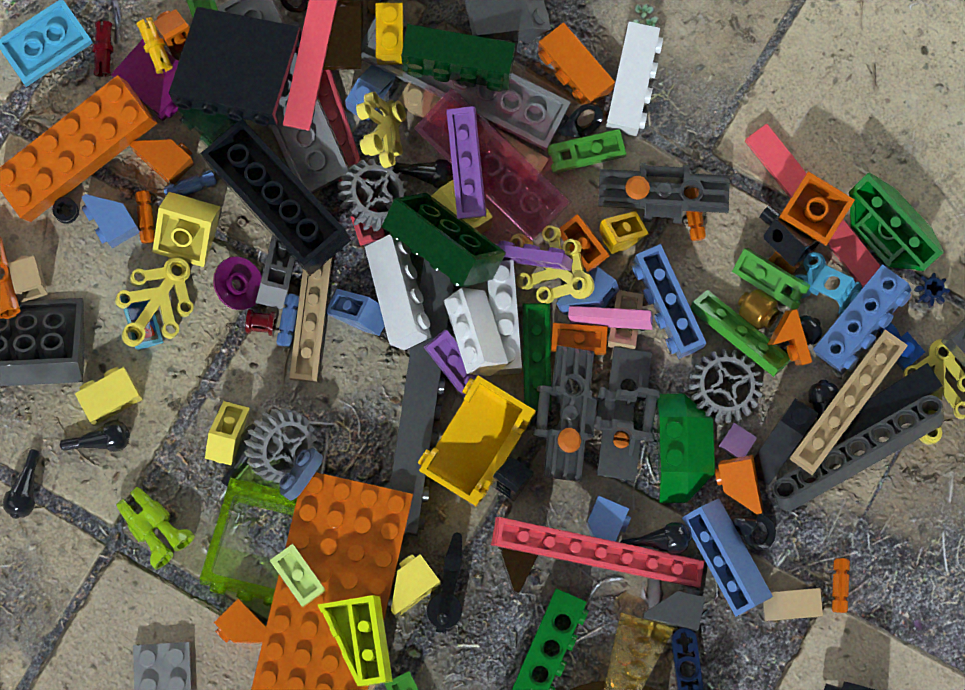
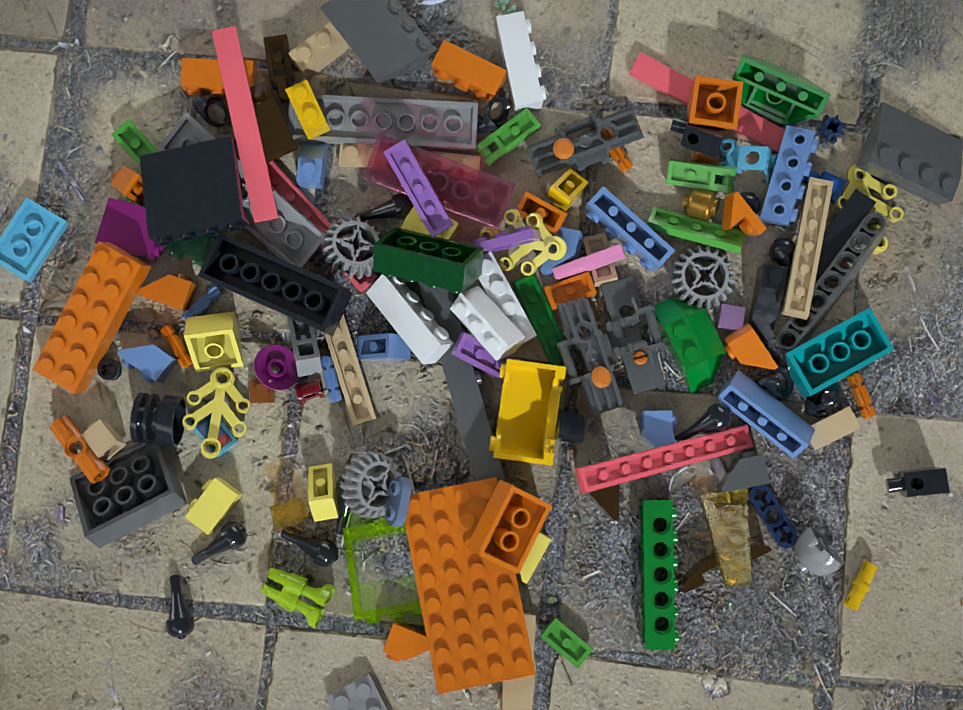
camera: 25 degrees left, 5 degrees up
(93, 282) = (157, 419): none -> black wheel
(102, 49) = (79, 224): dark red pin -> none
(154, 45) = (119, 203): yellow pin -> none
(182, 438) = (289, 513): none -> clear yellow brick
(198, 494) = (321, 551): none -> black piece
(209, 303) = (260, 393): none -> dark orange plate
(297, 575) = (434, 587): yellowish green plate -> none
(361, 637) = (510, 616): neon yellow wedge -> none
(392, 117) = (340, 188): light yellow plant -> none
(402, 547) = (509, 526): none -> orange slope
(445, 609) = (561, 556): black piece -> none
(457, 57) = (372, 105): dark green brick -> none
(788, 571) = (814, 402): none -> black piece
(831, 526) = (837, 353): none -> teal slope

